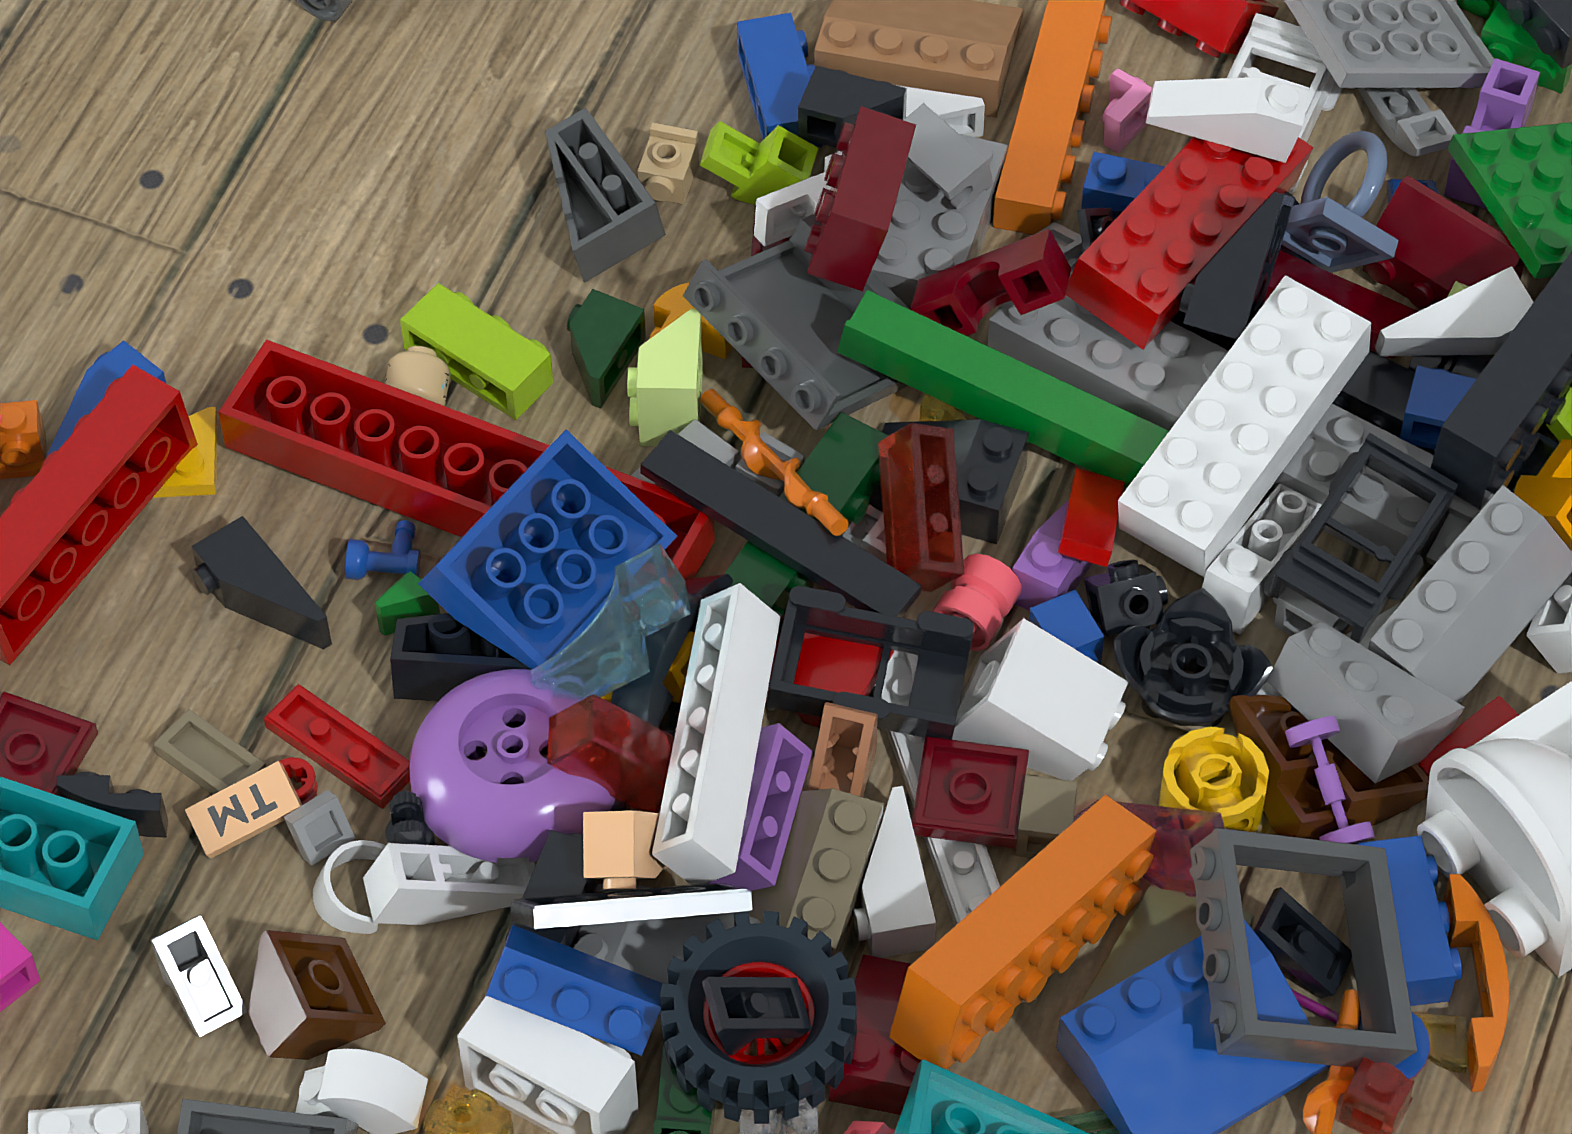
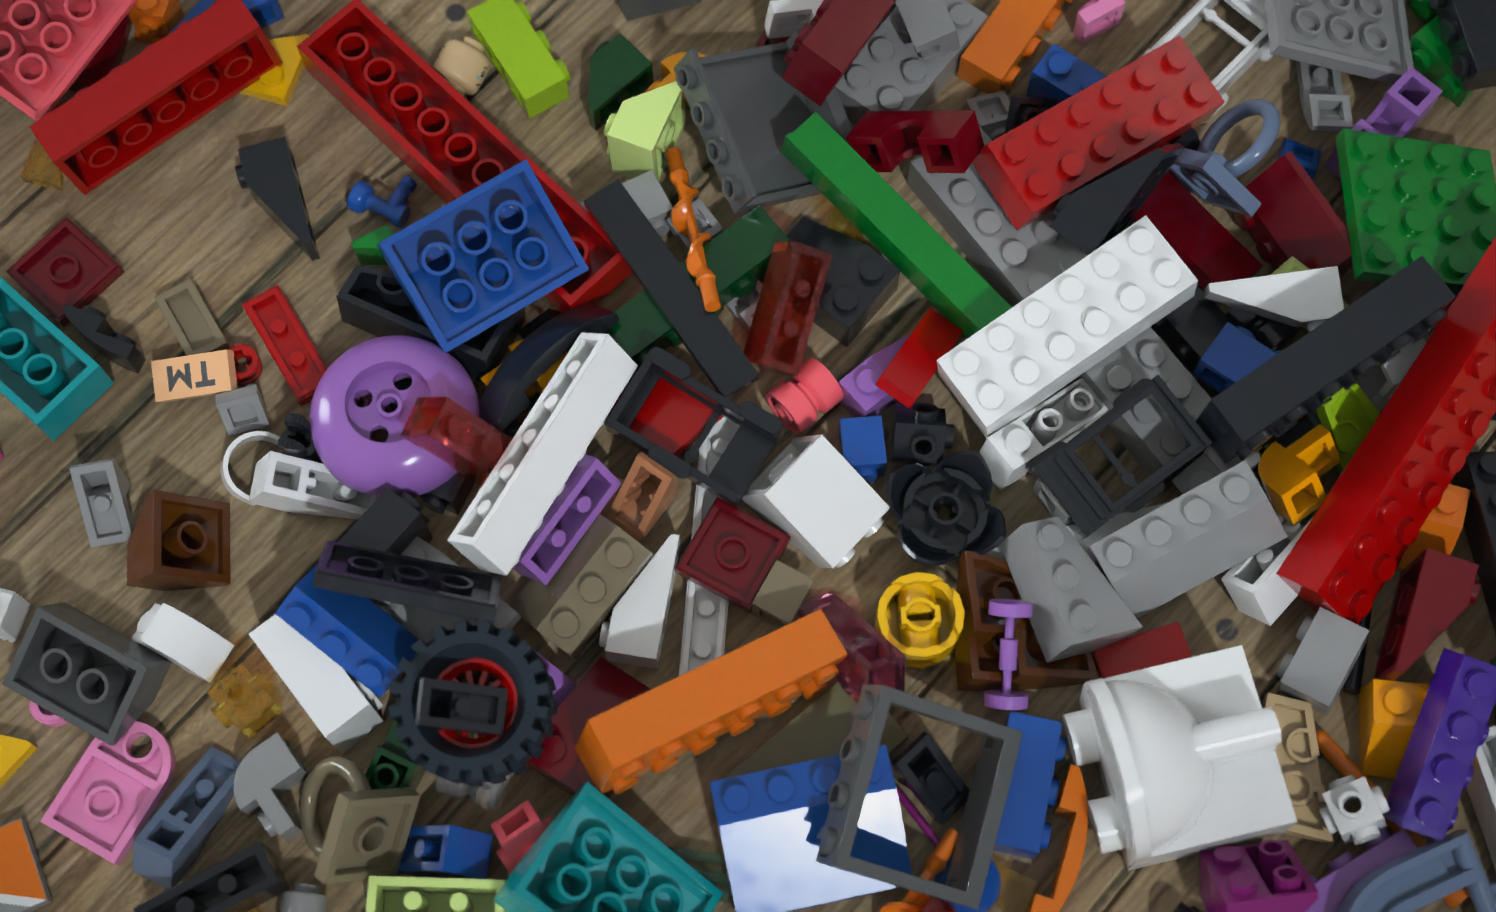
camera: 20 degrees right, 15 degrees up
(613, 649) = (494, 353): clear light blue arch -> none
(620, 847) = (428, 520): light nougat slope -> none
(1233, 112) = (1164, 55): white slope -> none

